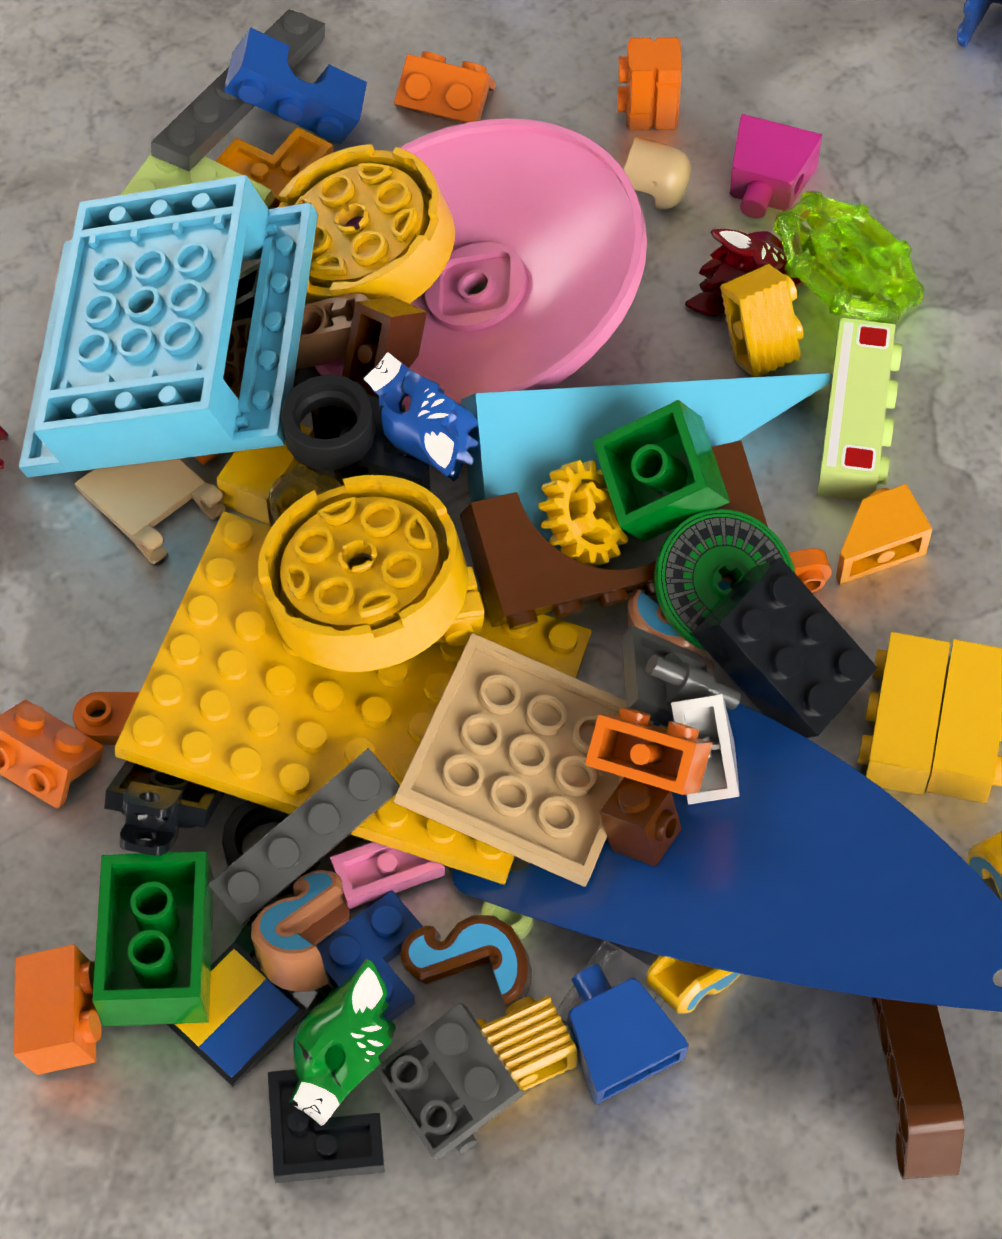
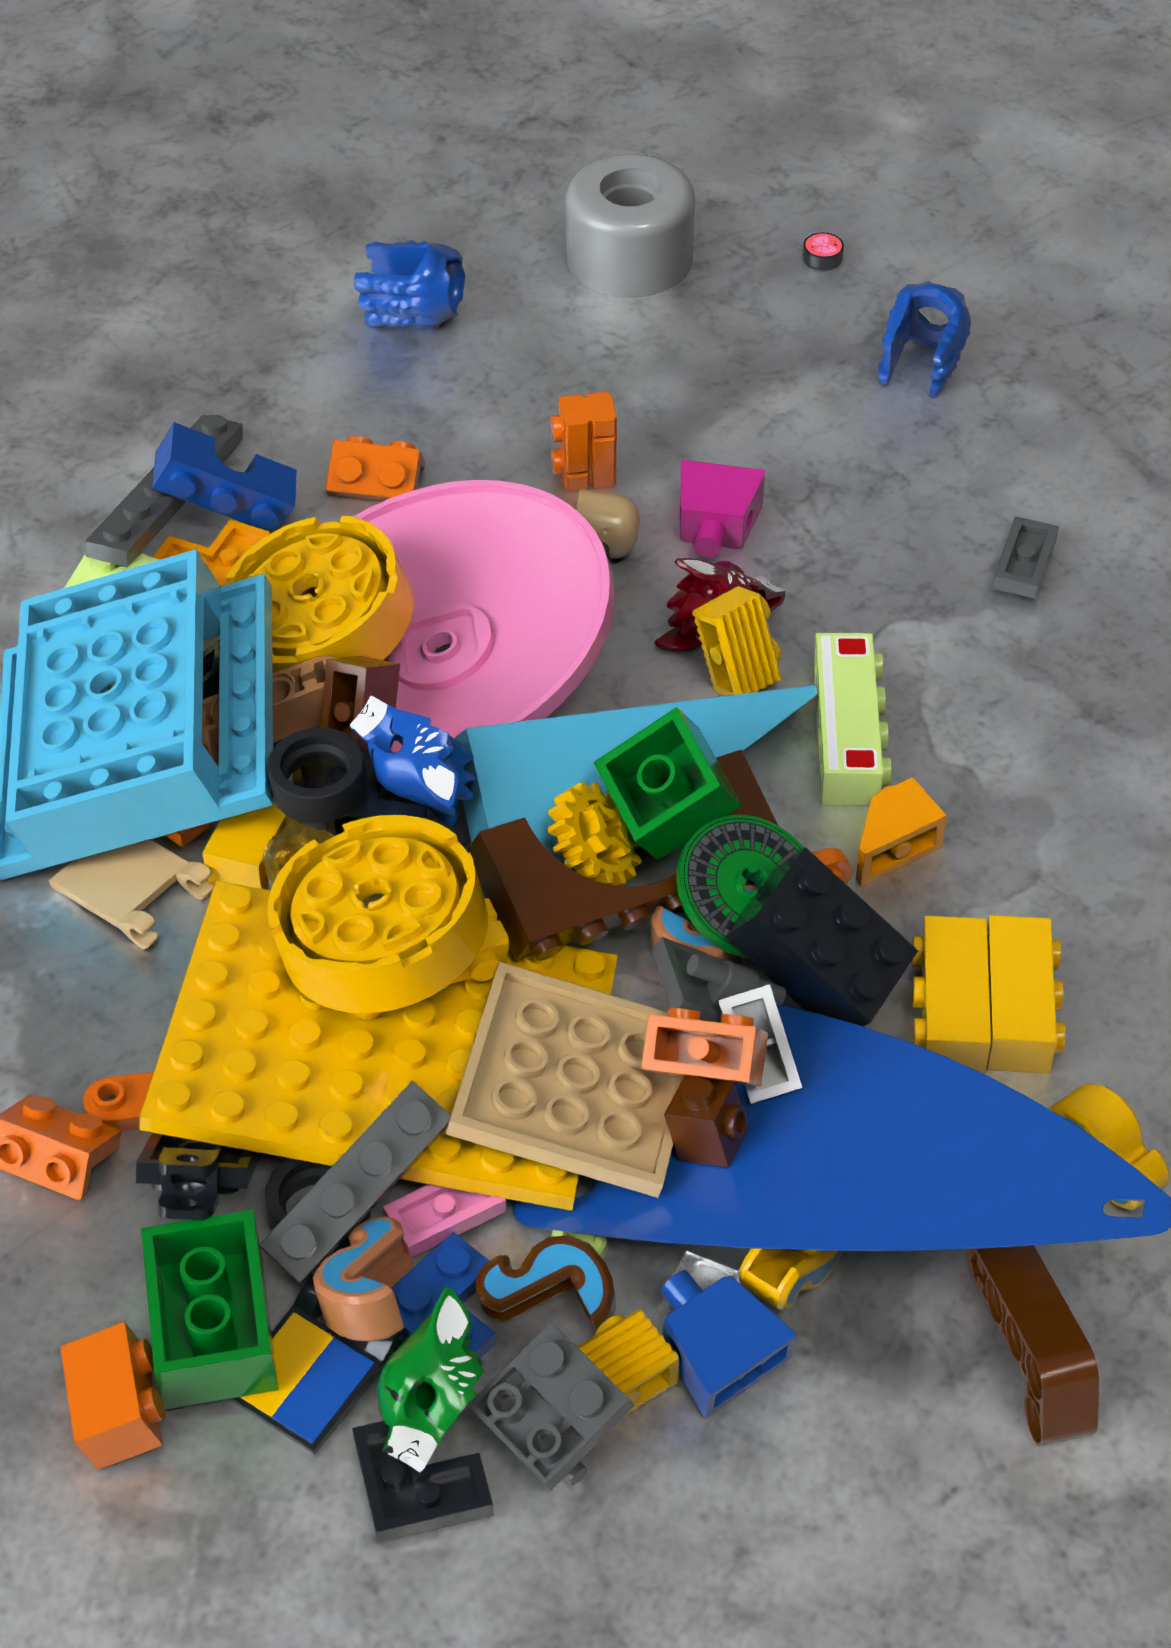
camera: 10 degrees left, 10 degrees down
(848, 259) = (813, 578): clear neon green plate -> none

